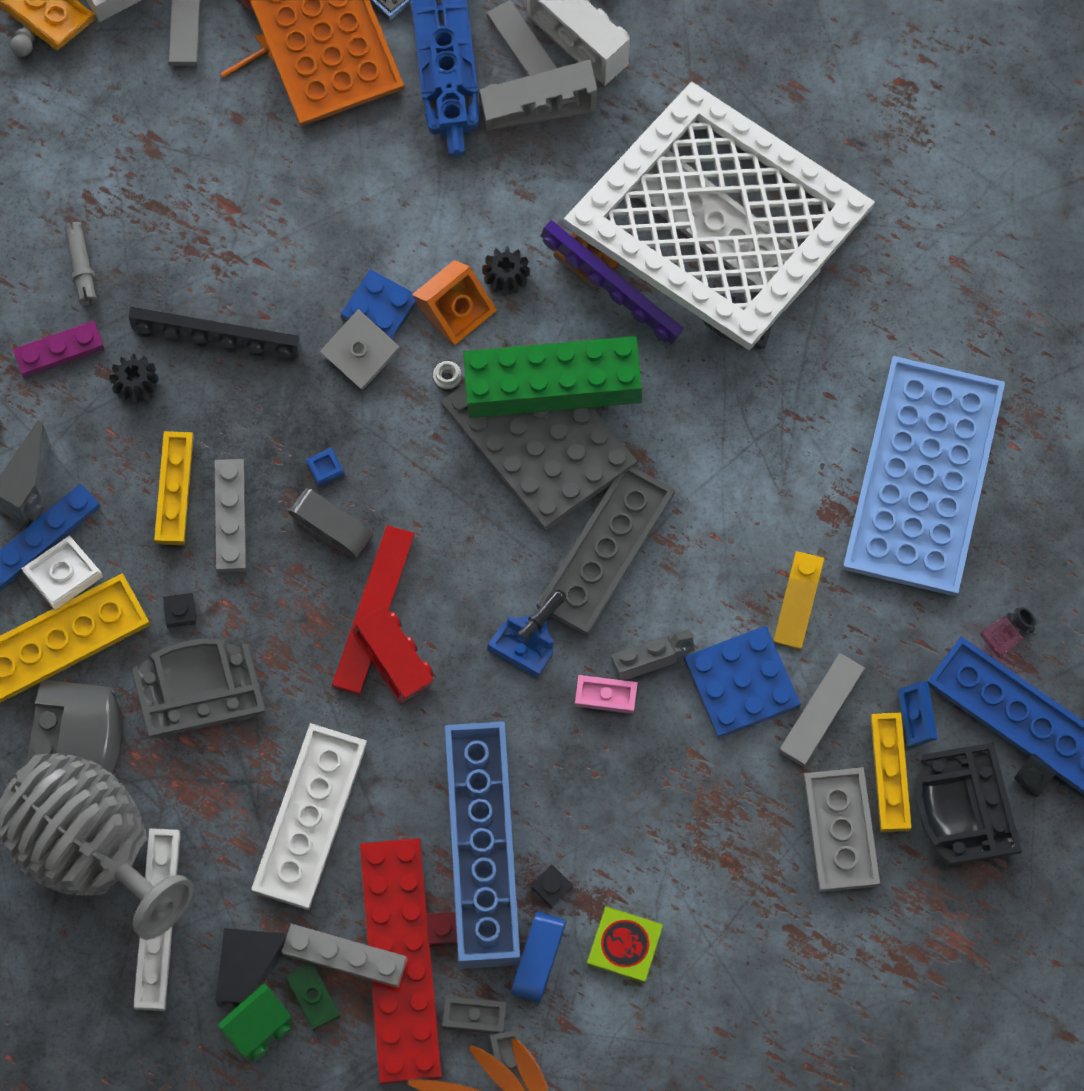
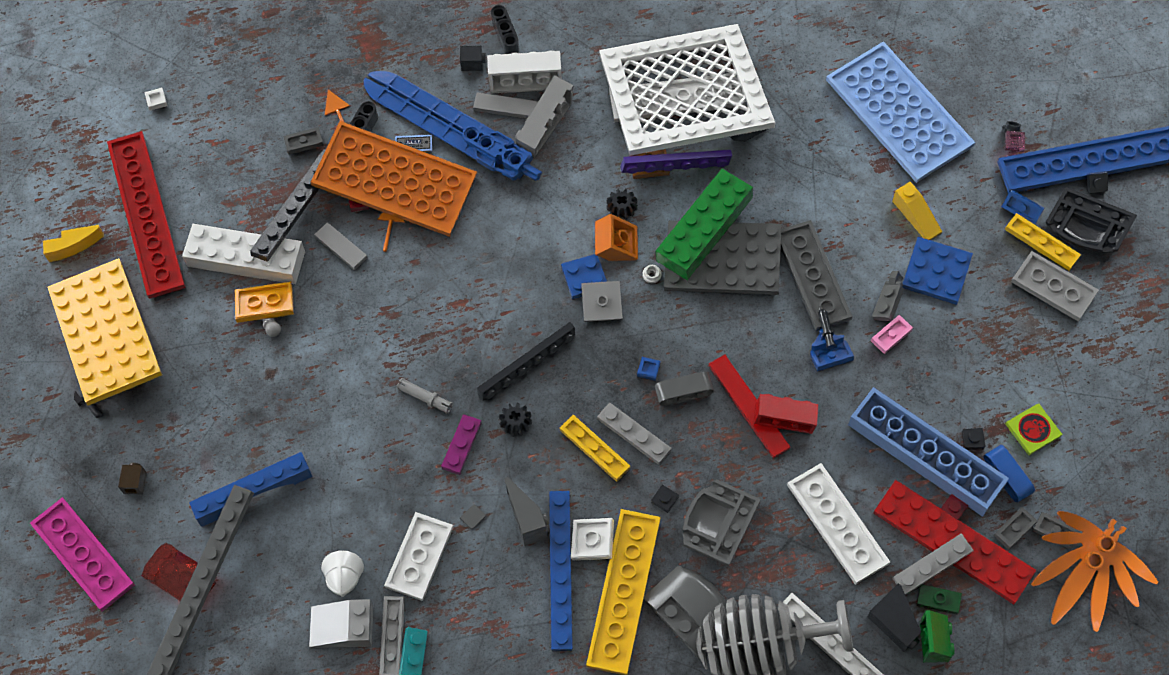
camera: 45 degrees left, 5 degrees down
(821, 709) = (982, 247): light grey tile -> none

